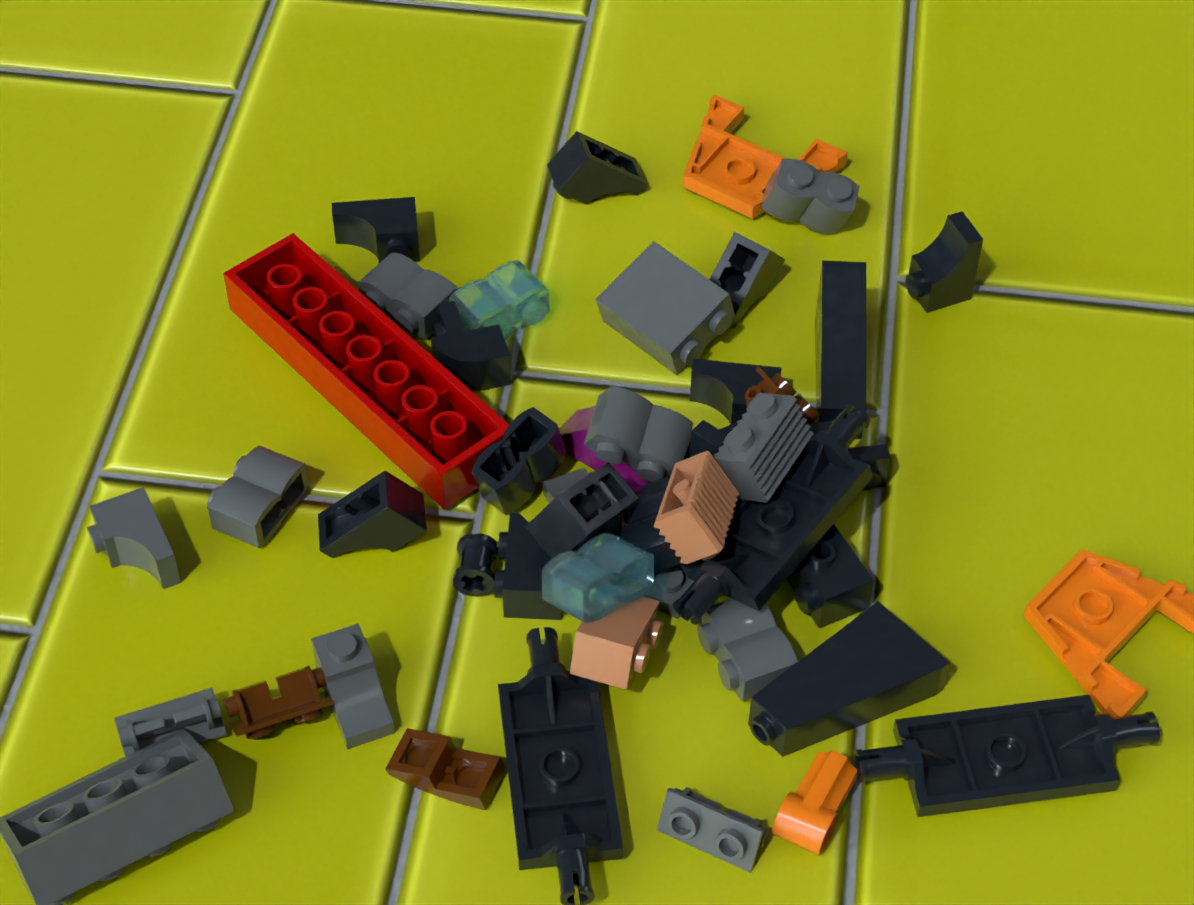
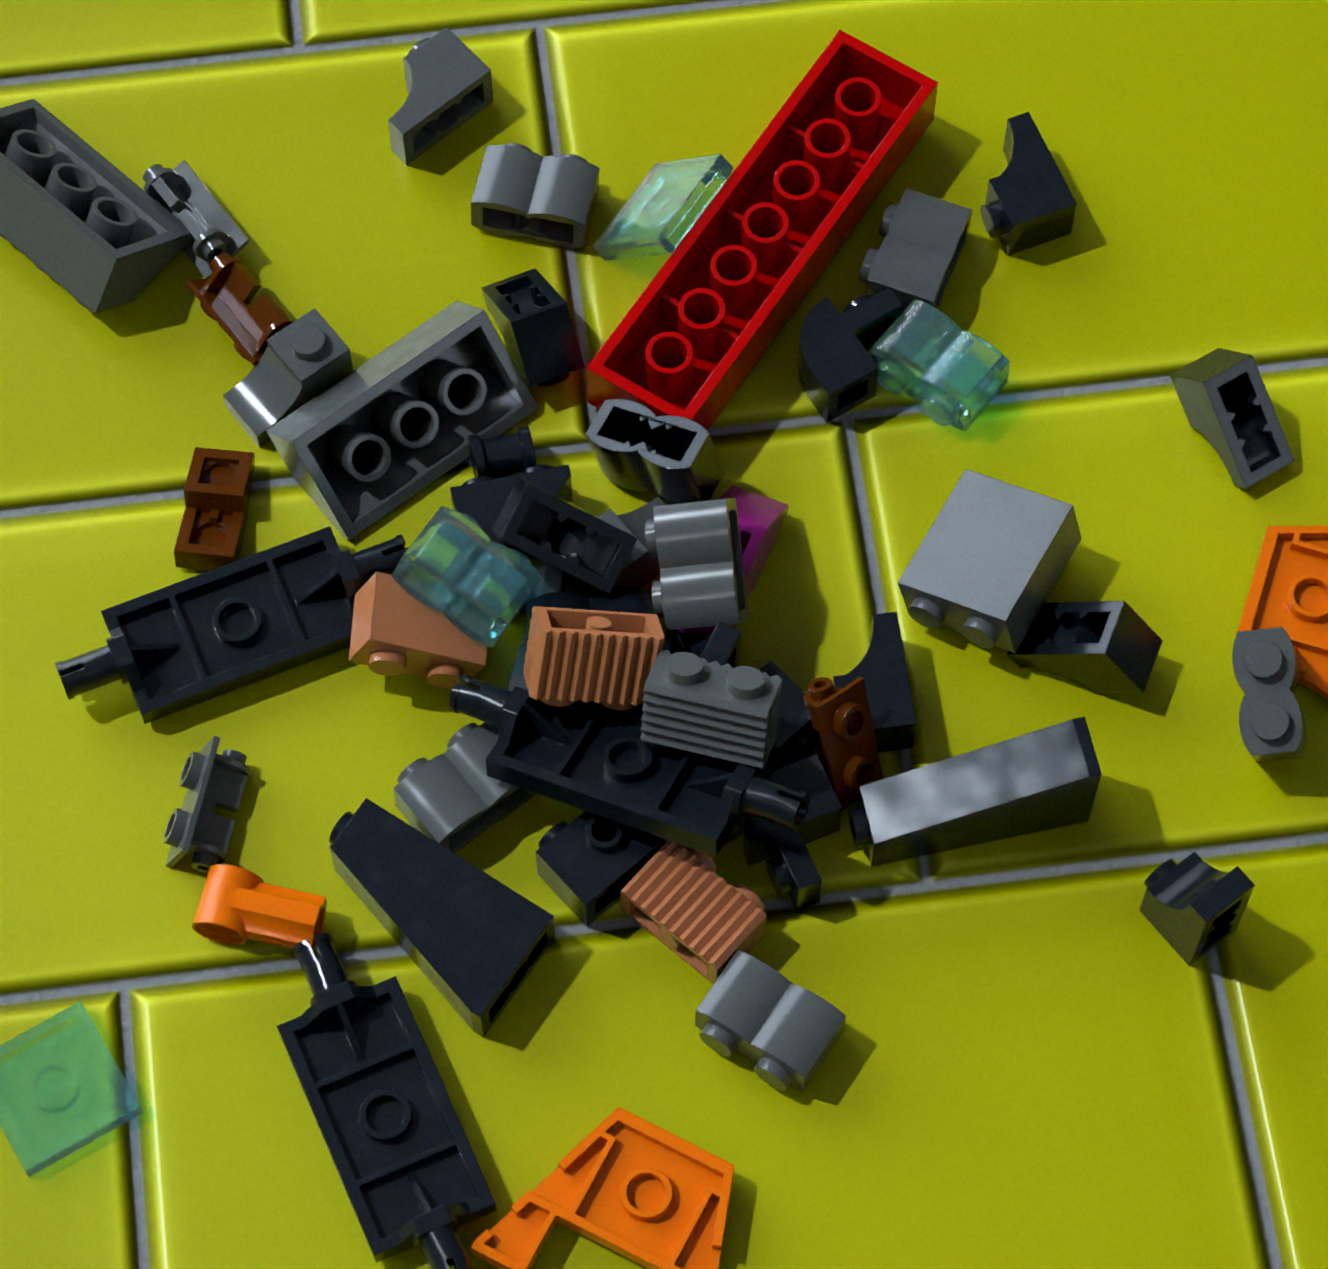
camera: 75 degrees right, 15 degrees up
(313, 414) = (663, 207): none -> clear light blue tile
(415, 620) = (403, 418): none -> dark grey slope
(888, 527) = (694, 909): none -> nougat brick
(976, 508) = (769, 1022): none -> dark grey brick

